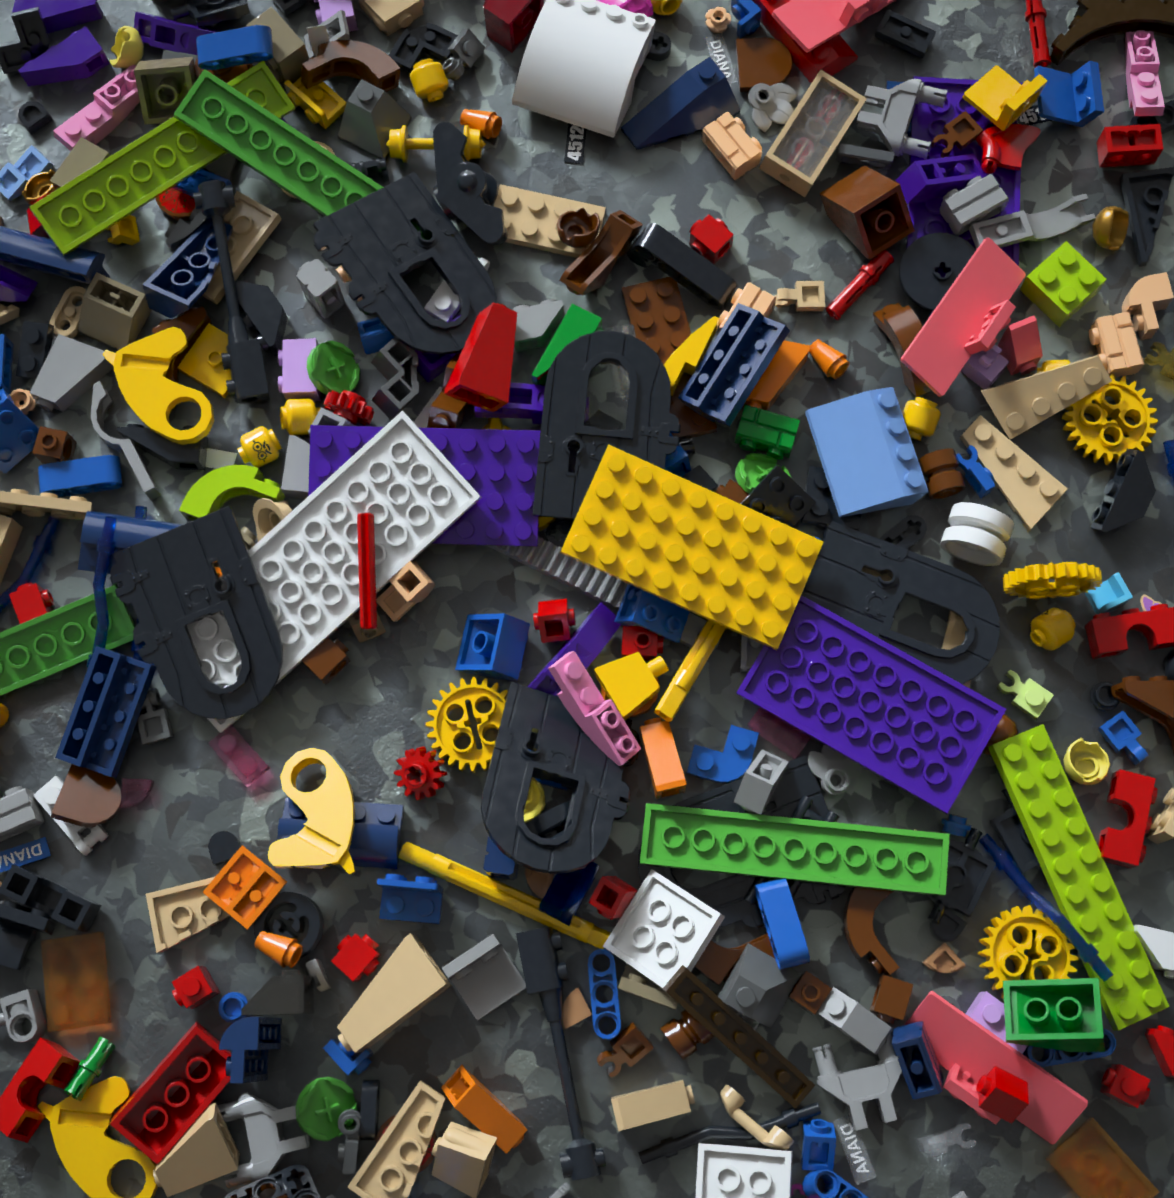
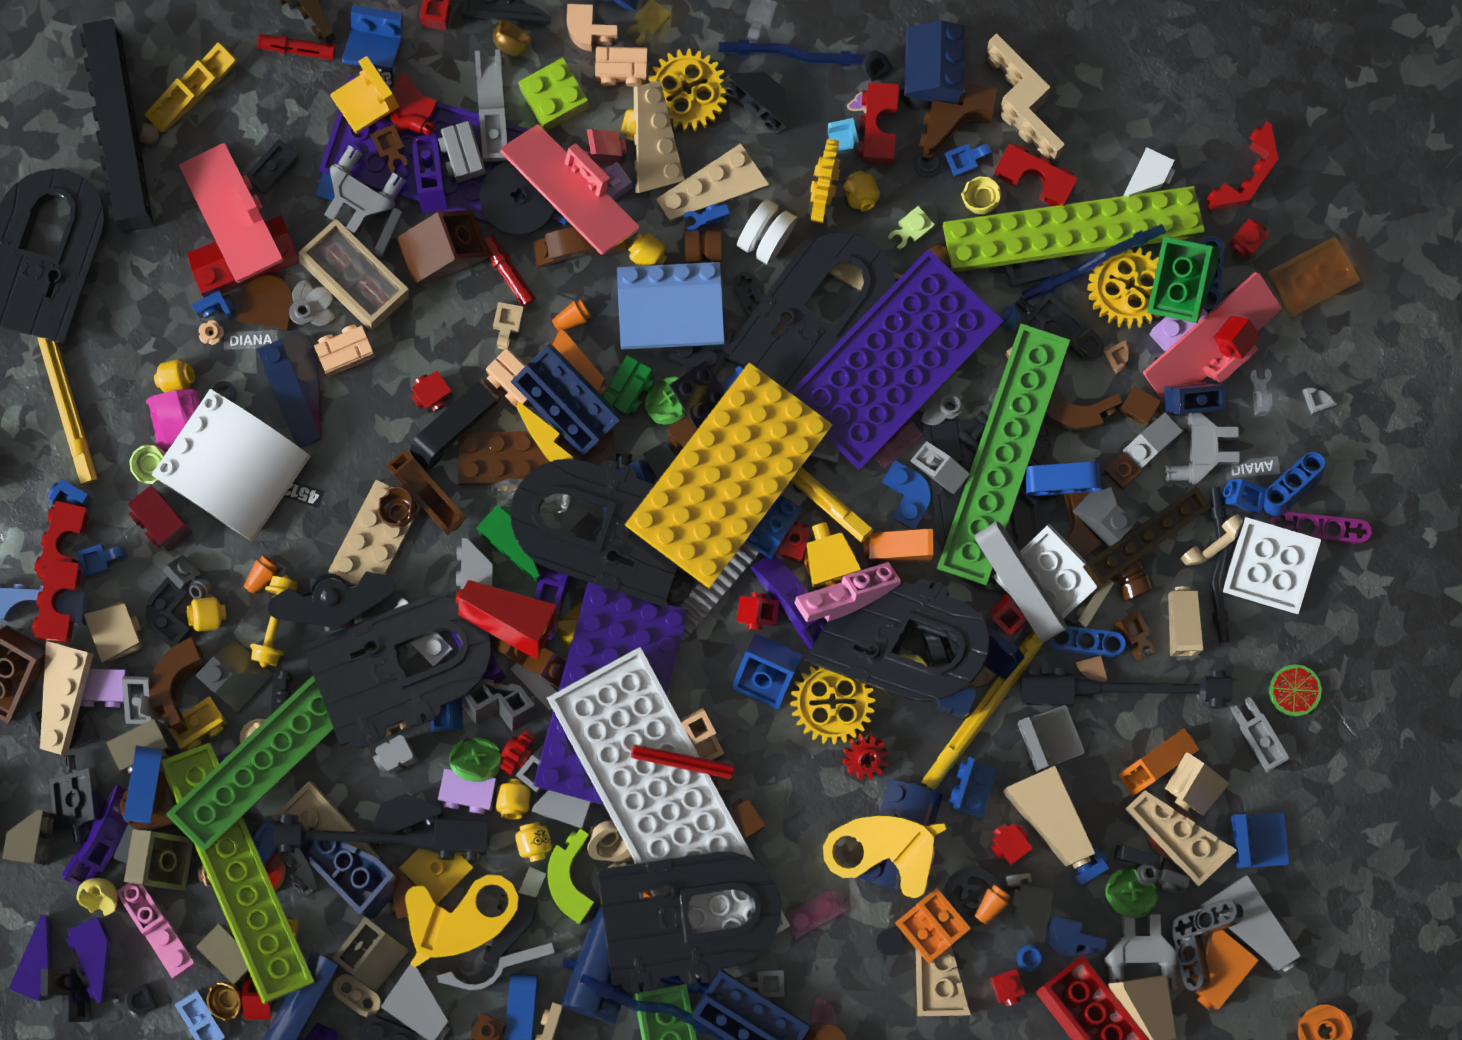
camera: 80 degrees left, 5 degrees up
(650, 899) = (1020, 581): none -> light grey beam

